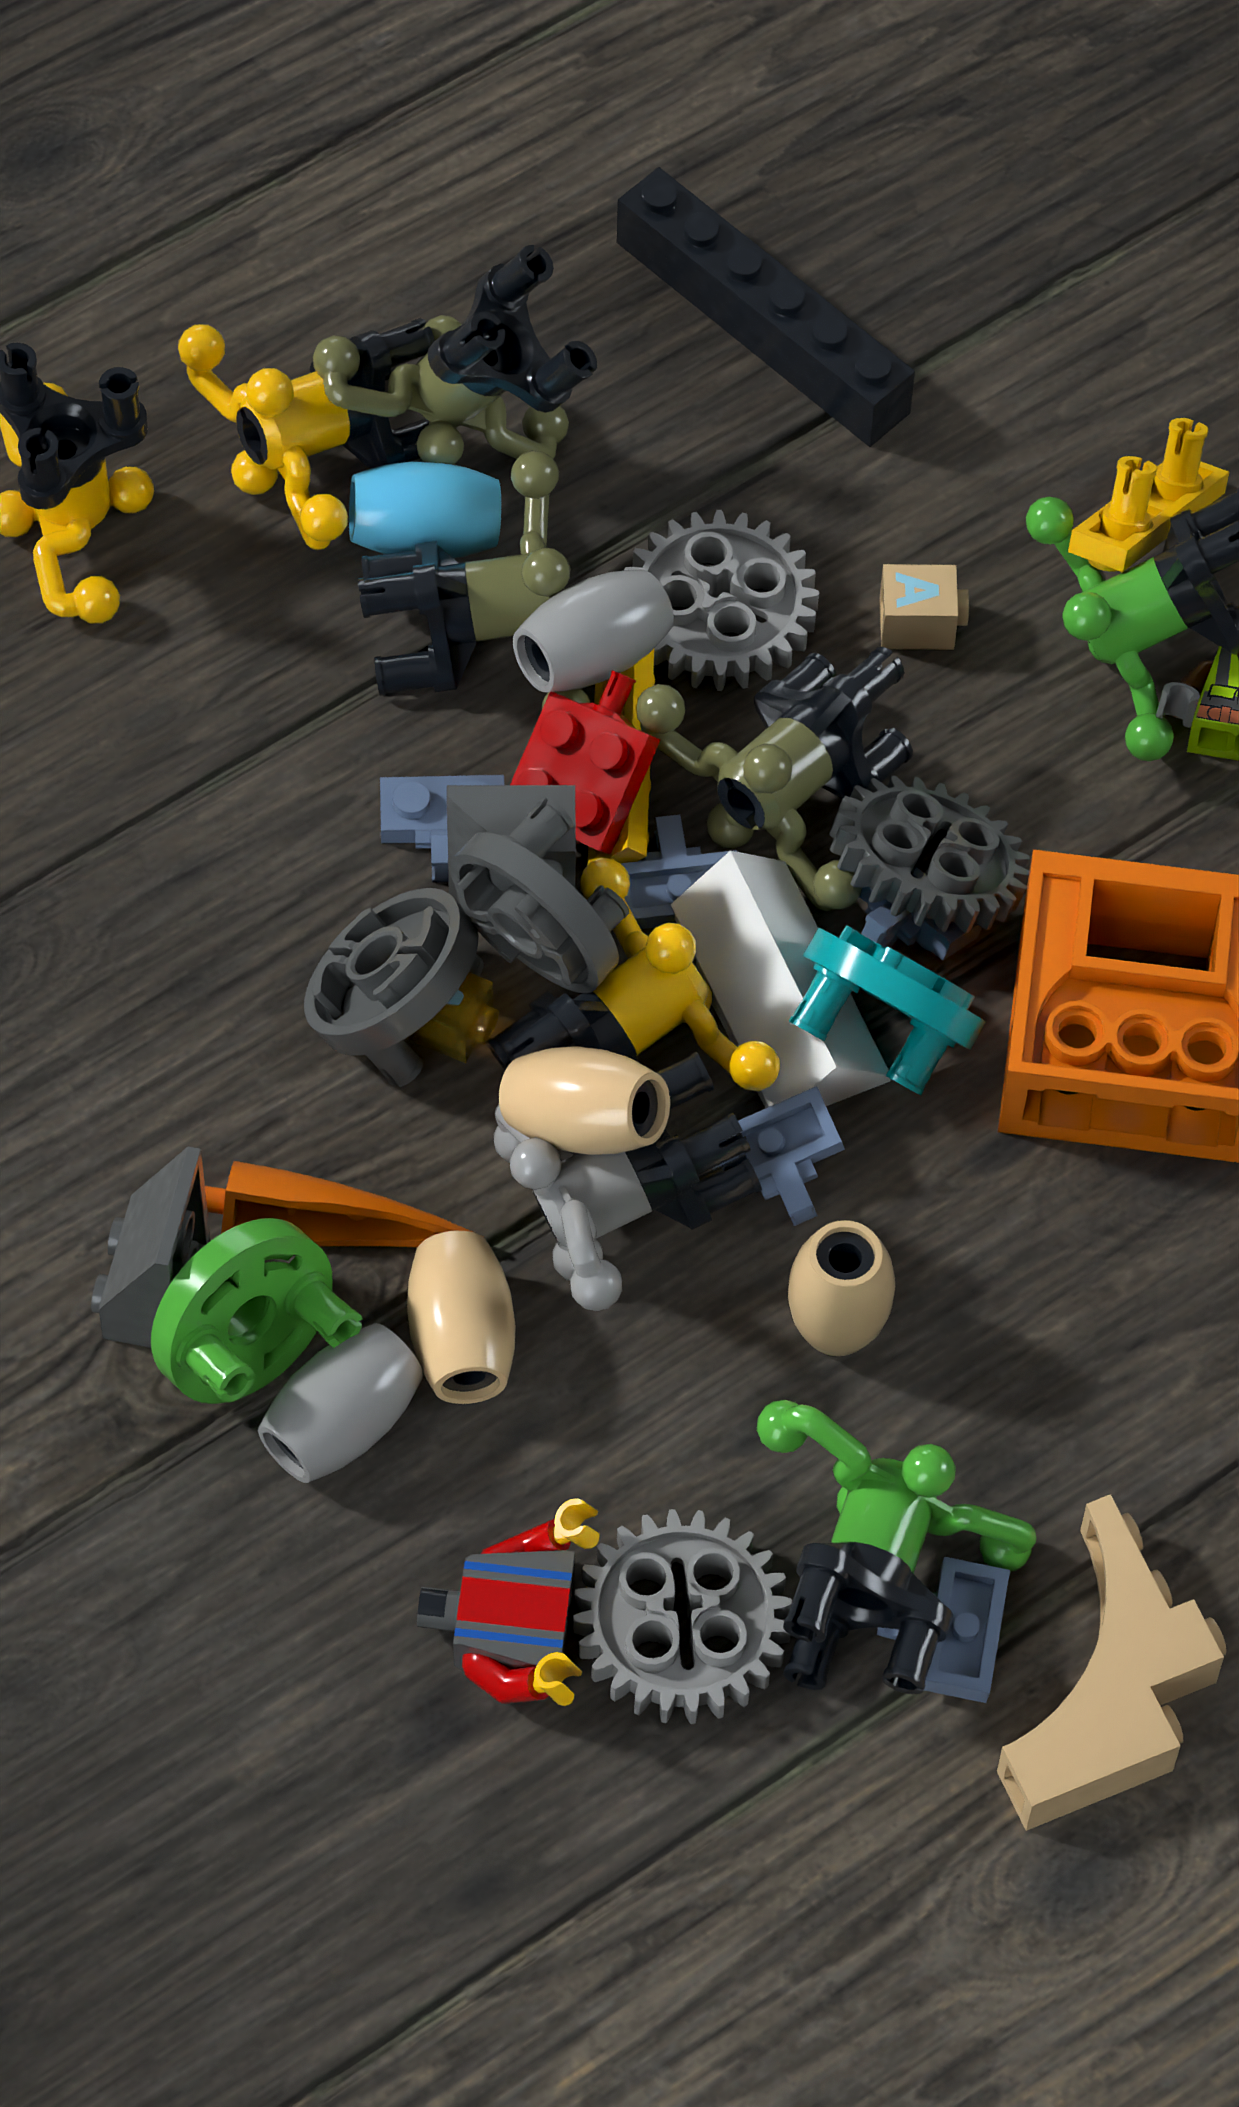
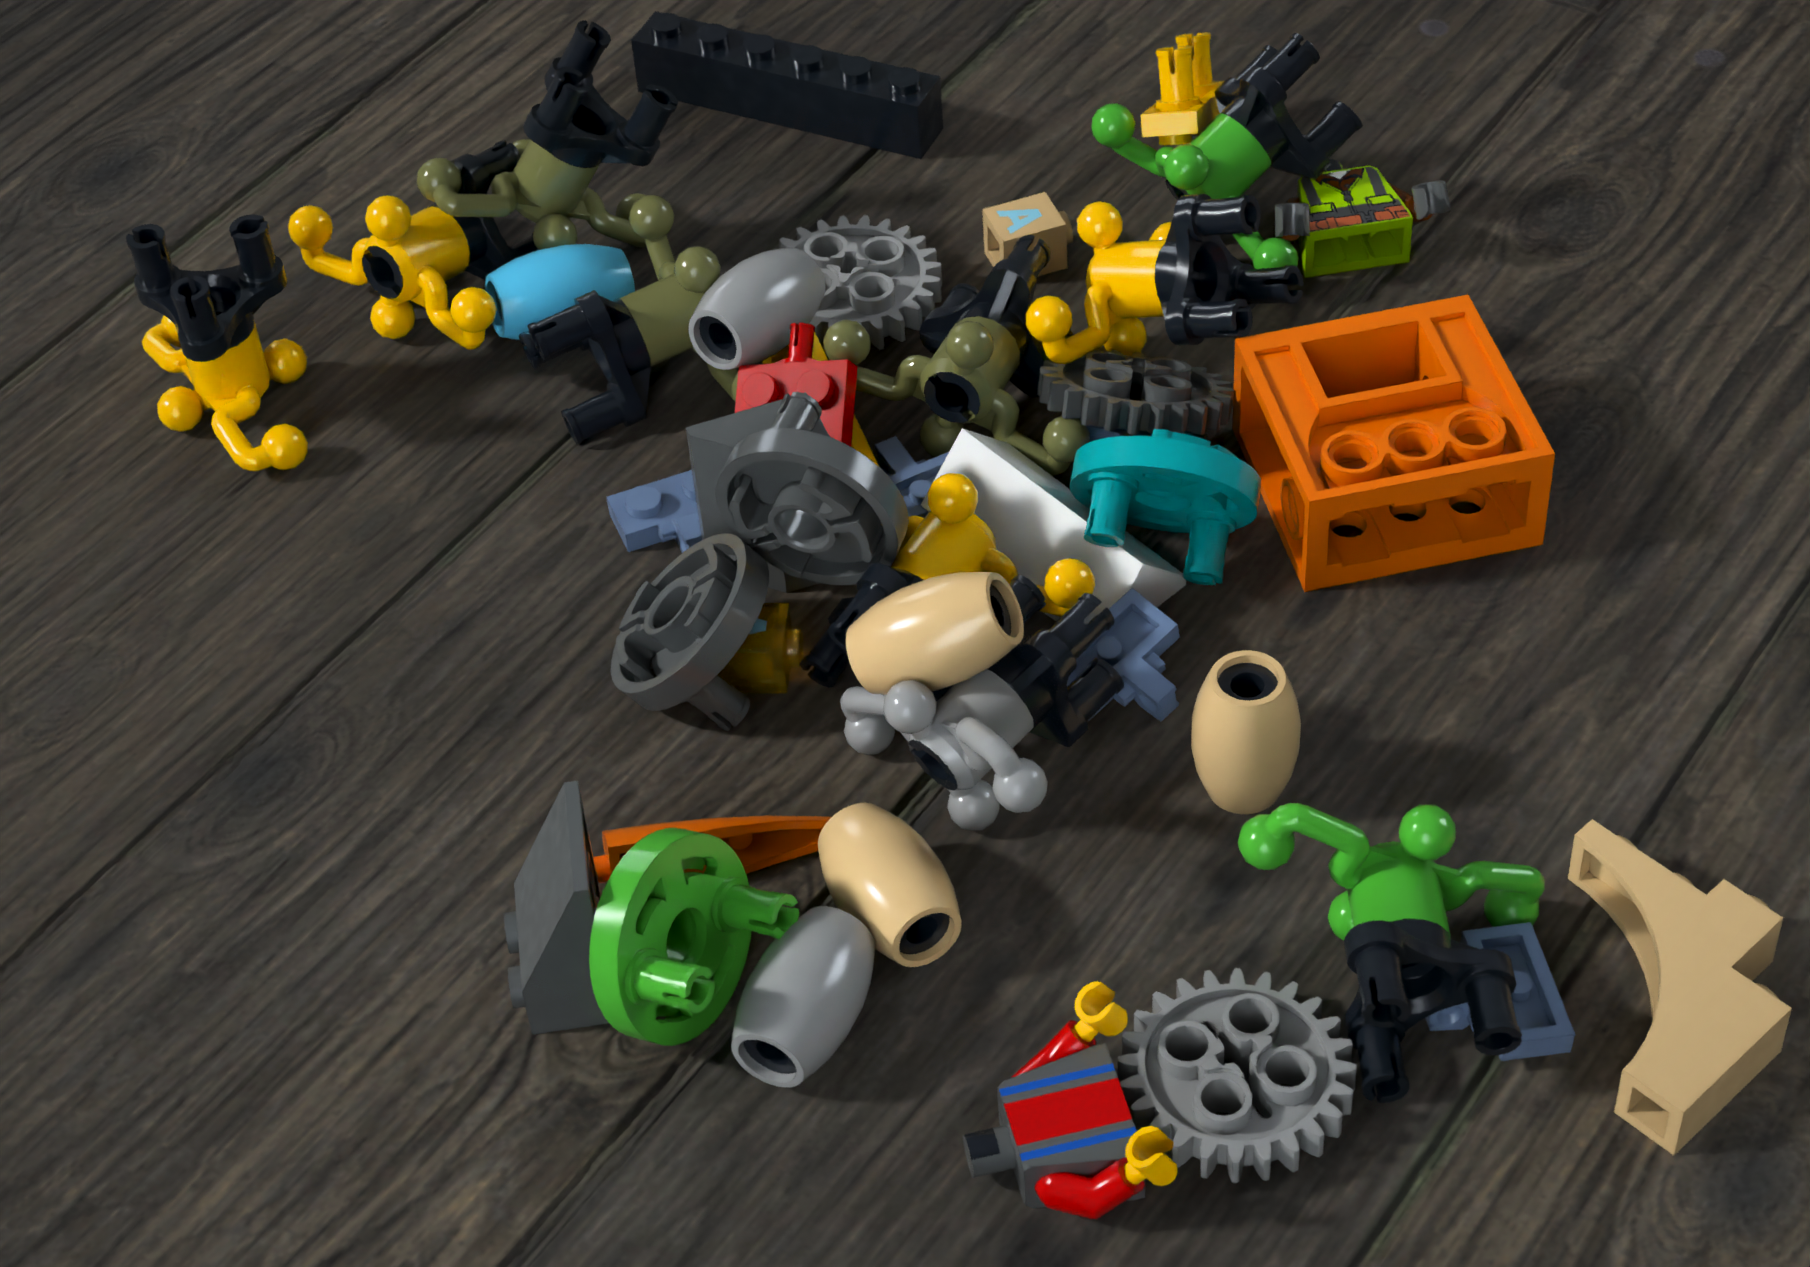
camera: 15 degrees left, 15 degrees down
(1024, 744) = (1174, 275): none -> wheel

